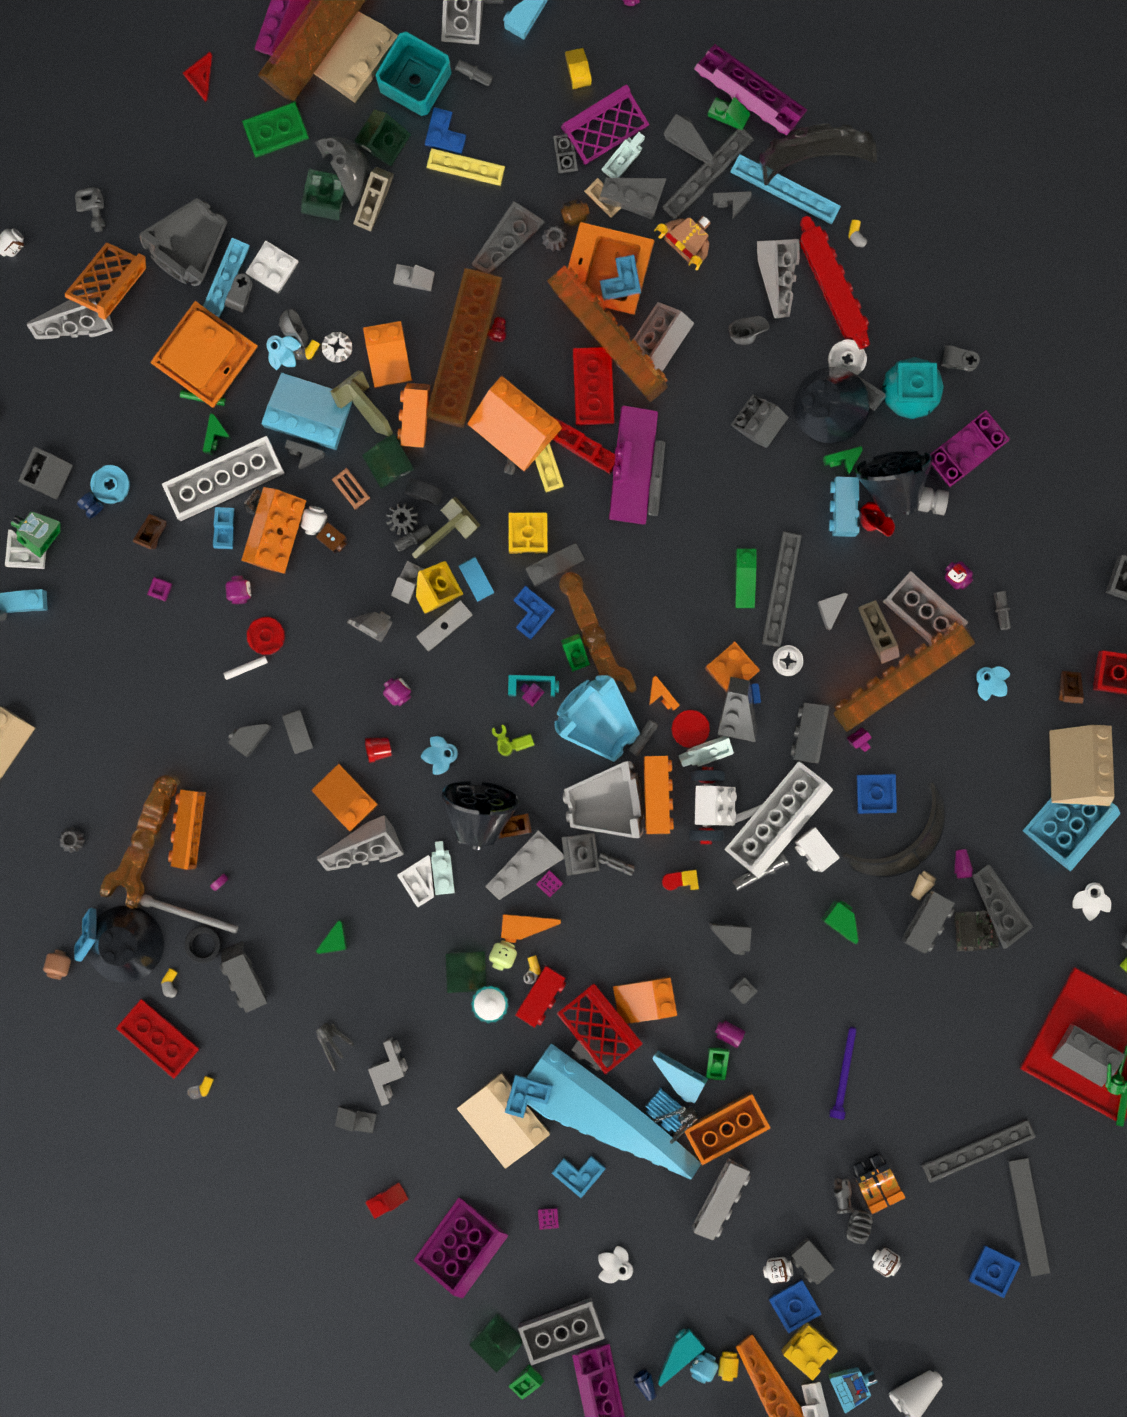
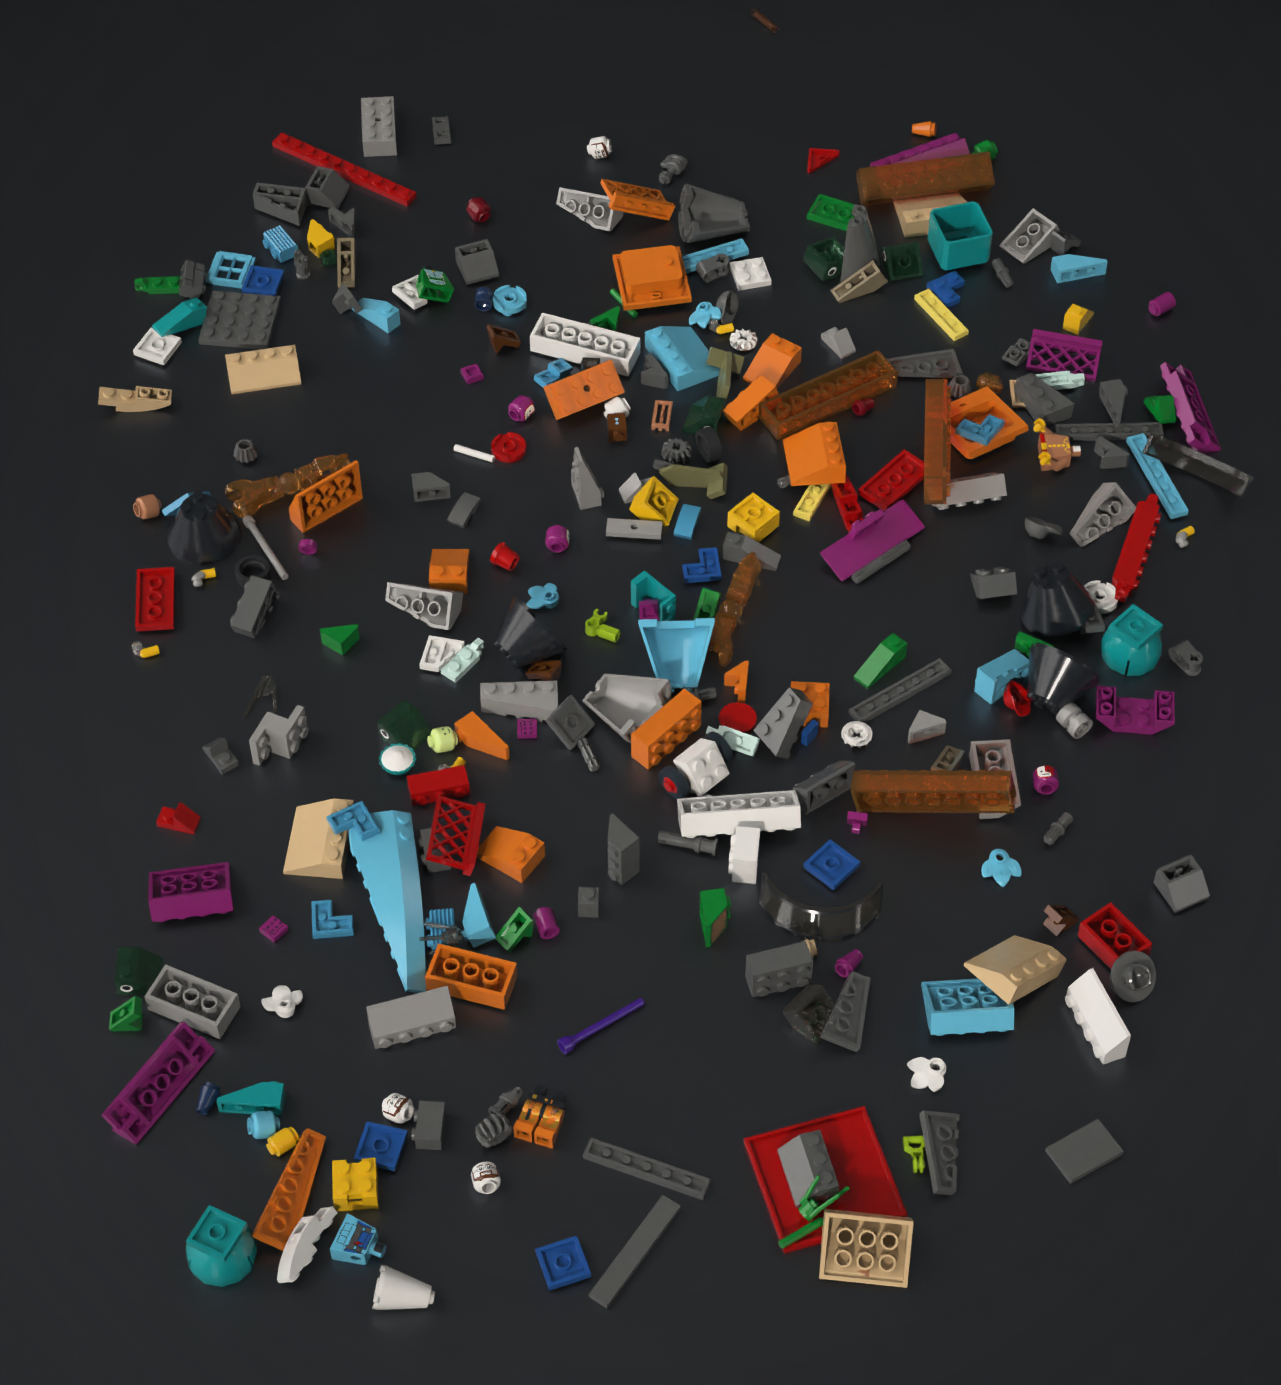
camera: 45 degrees right, 35 degrees down
(673, 880) = (624, 799): leg -> none

